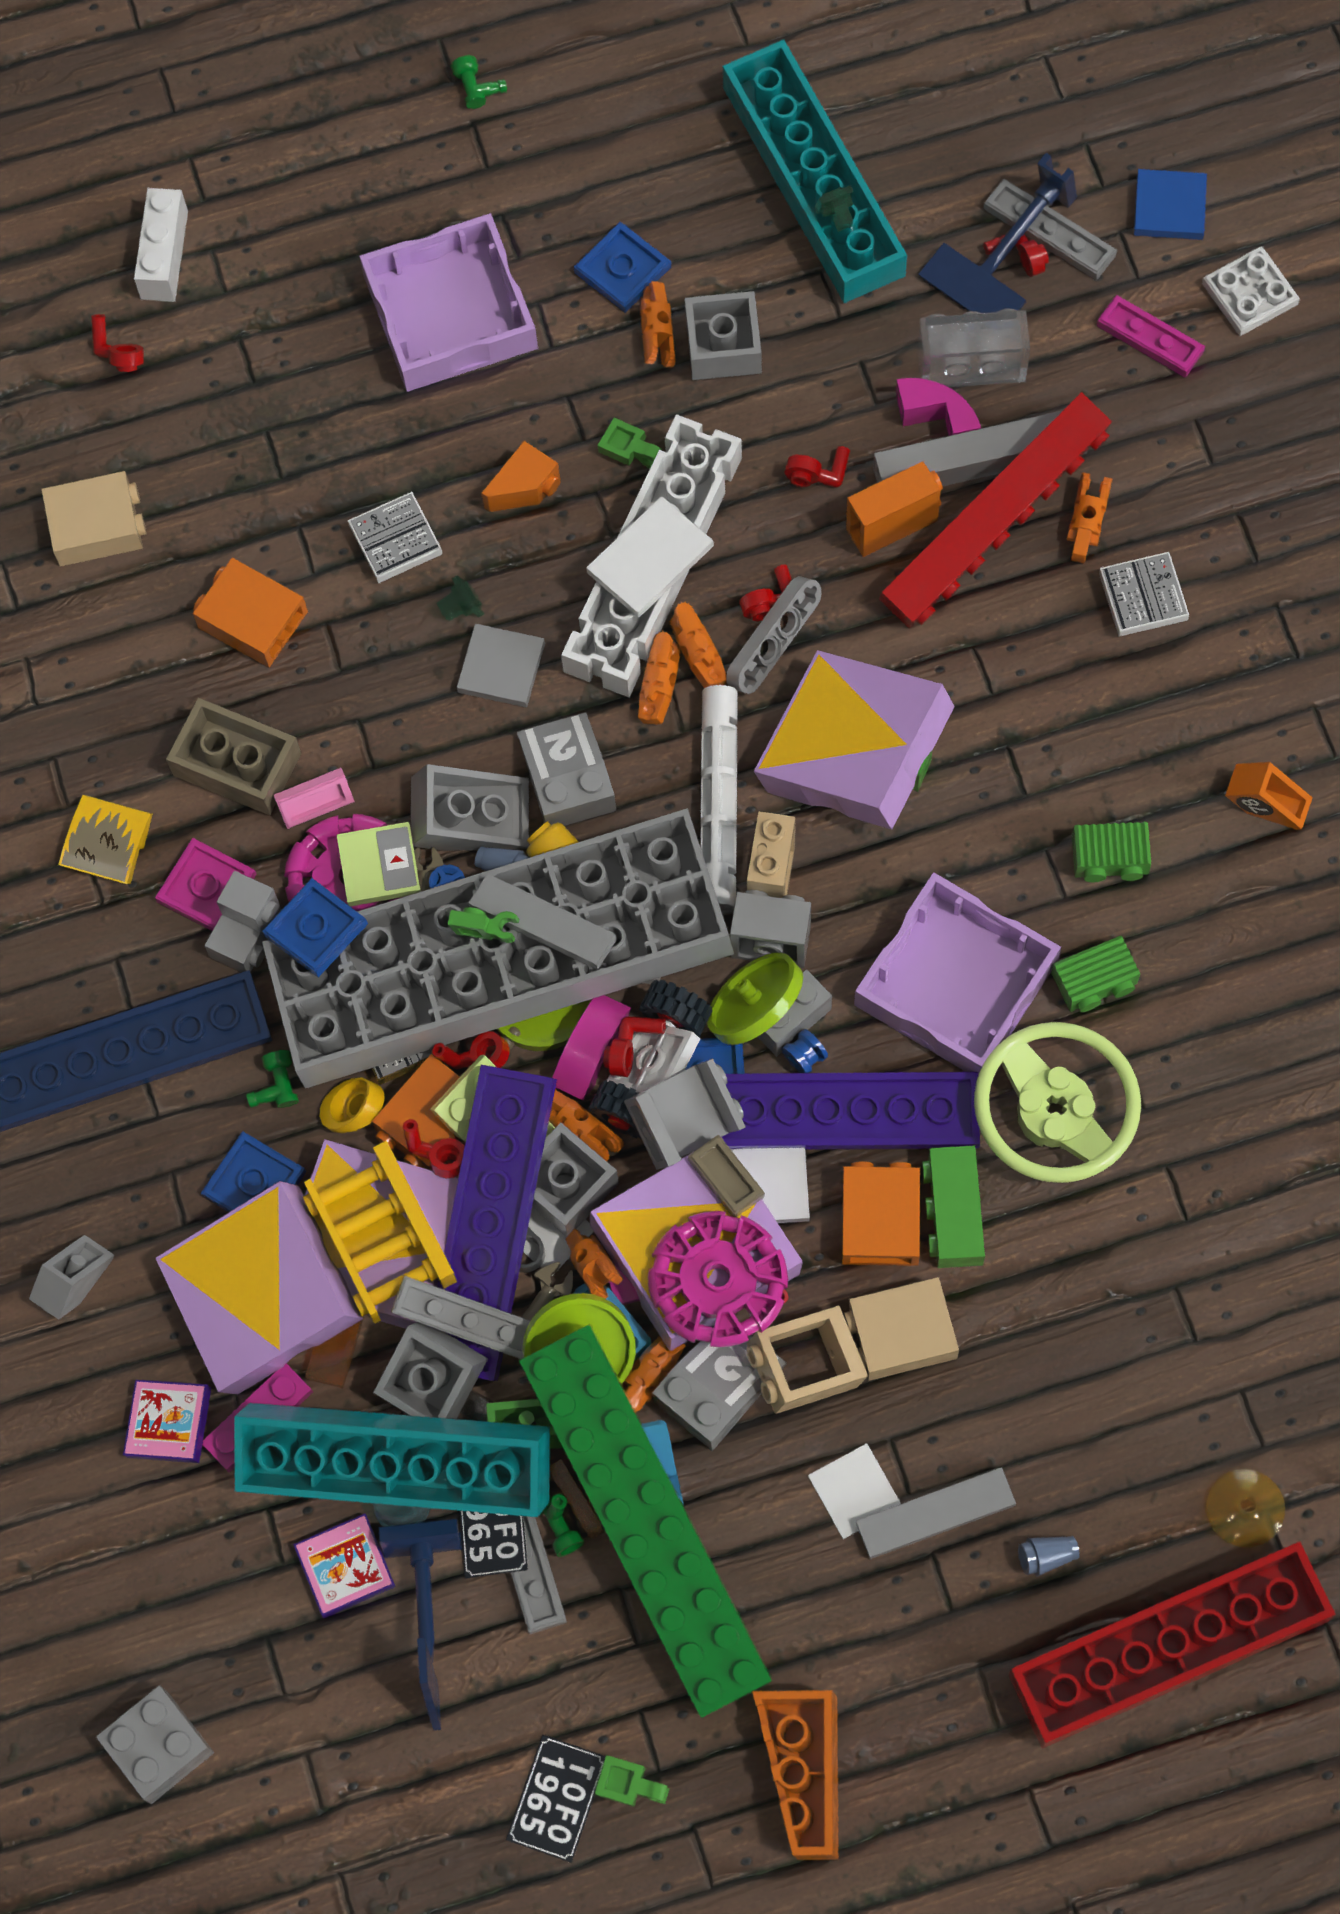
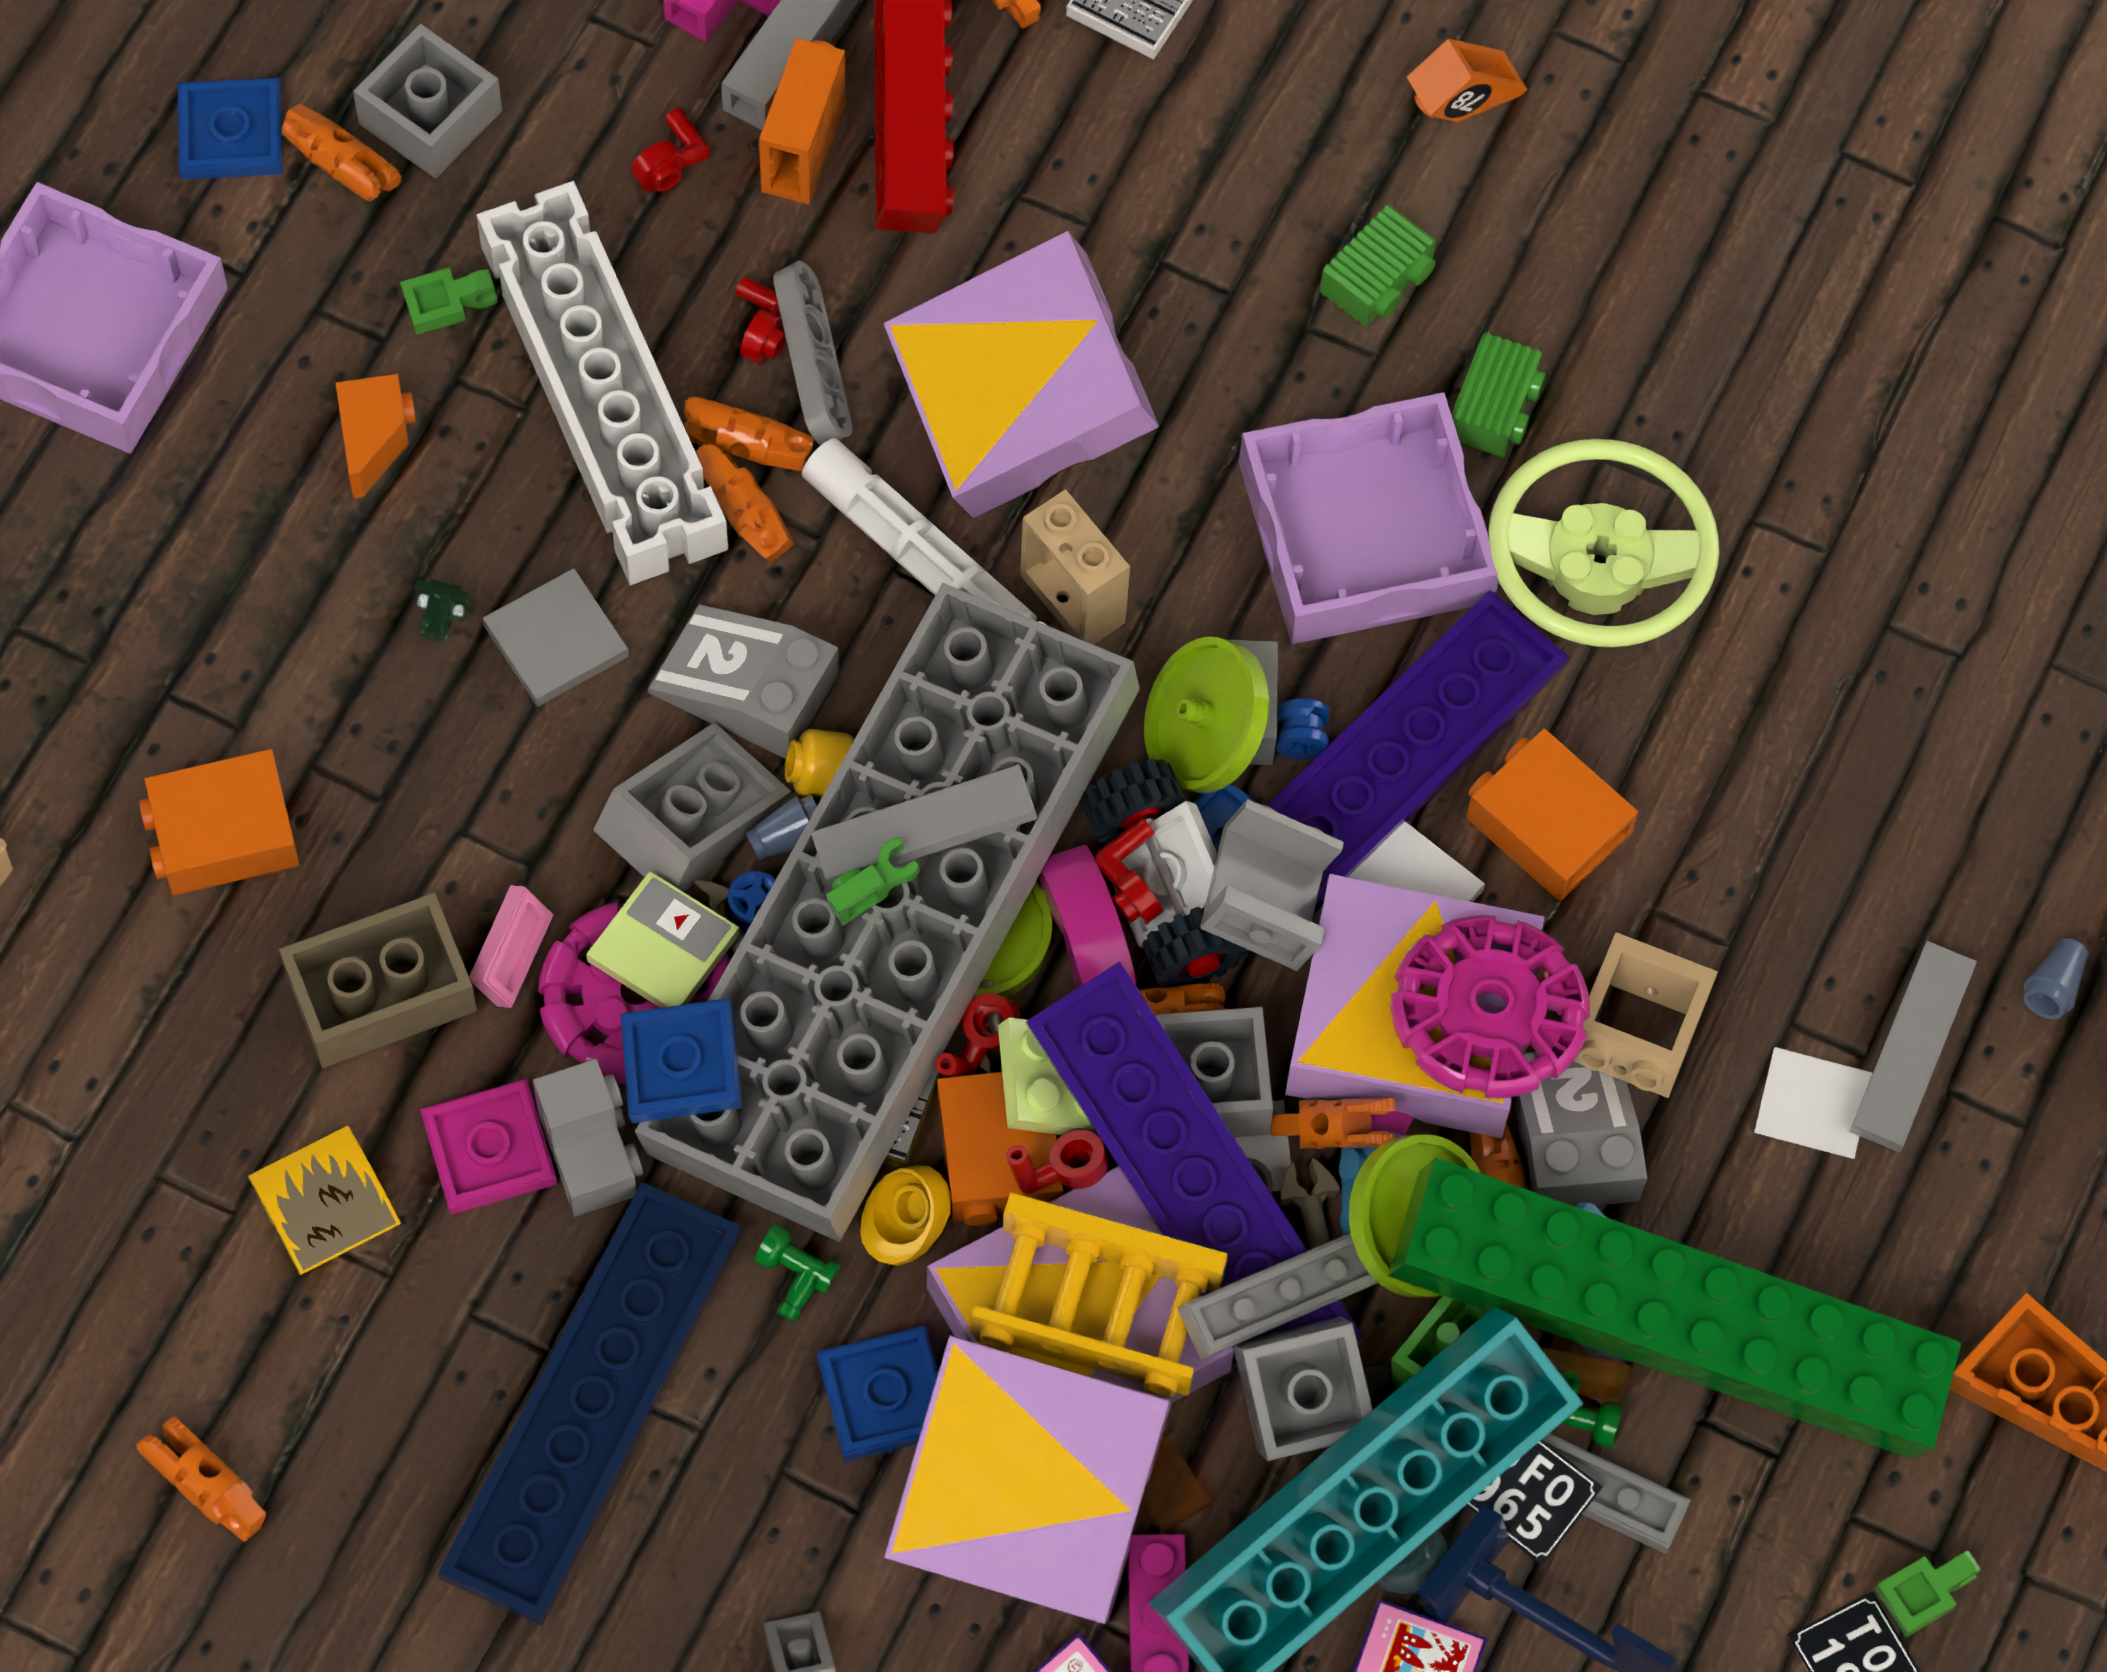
camera: 55 degrees left, 5 degrees down
(395, 537) = (294, 607): light grey tile -> none
(650, 556) = (613, 376): white tile -> none
(726, 1176) = (1382, 904): dark tan tile -> none
(770, 926) = (1148, 622): light grey brick -> none
(902, 1328) = (1695, 894): tan brick -> none
(954, 1207) = (1613, 737): bright green brick -> none

